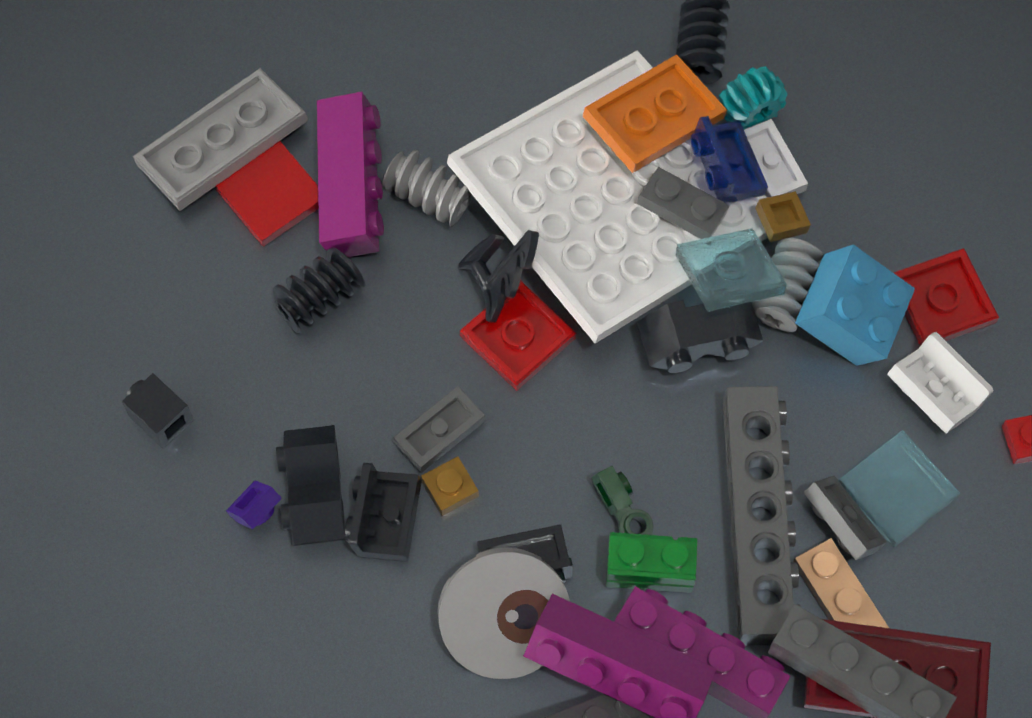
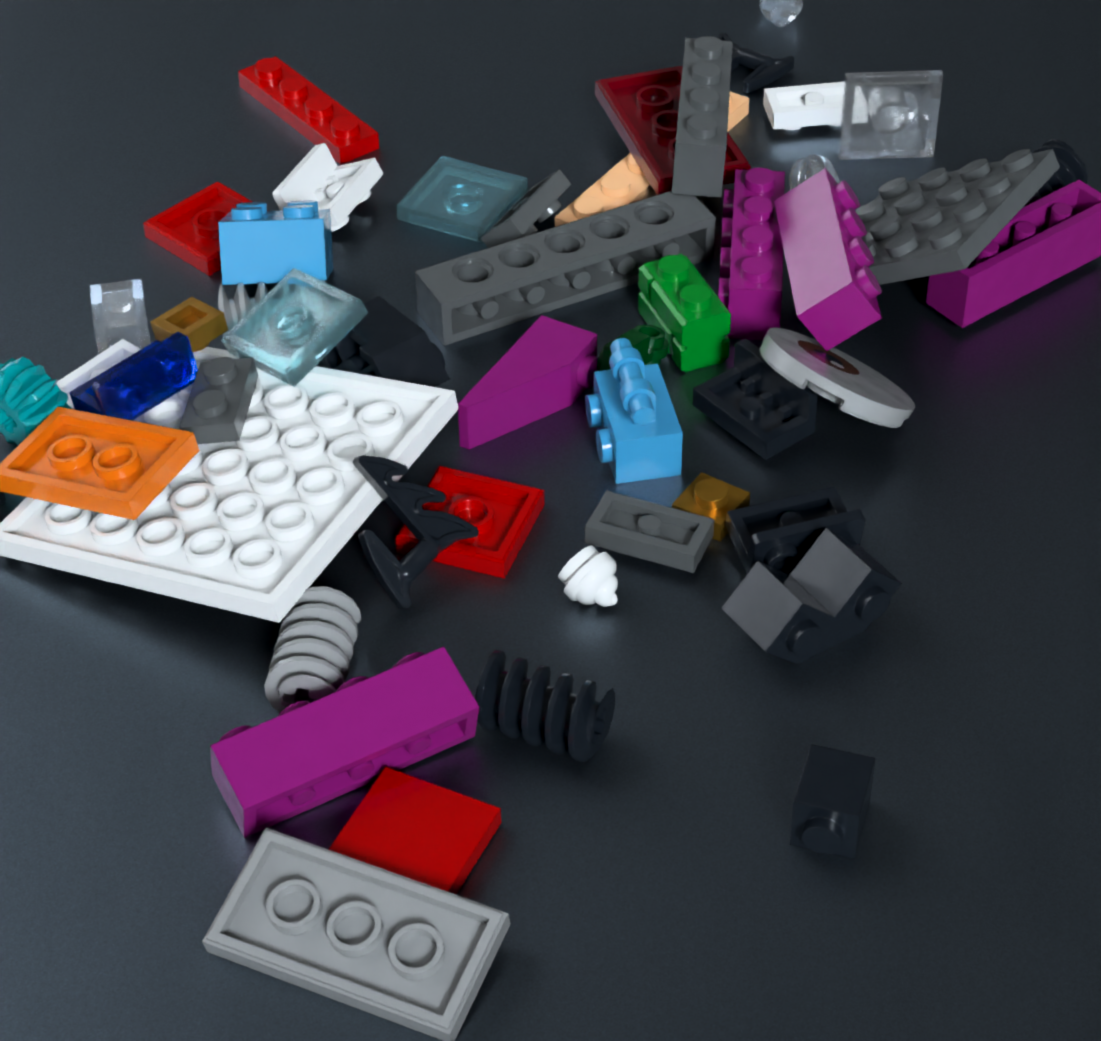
camera: 115 degrees left, 25 degrees down
(254, 505) = (879, 650): dark purple plate -> none
(416, 373) = (590, 578): none -> white plate
(547, 470) = (634, 418): none -> dark azure brick
(636, 437) = (529, 382): none -> magenta slope
(836, 191) = (120, 314): none -> clear brick

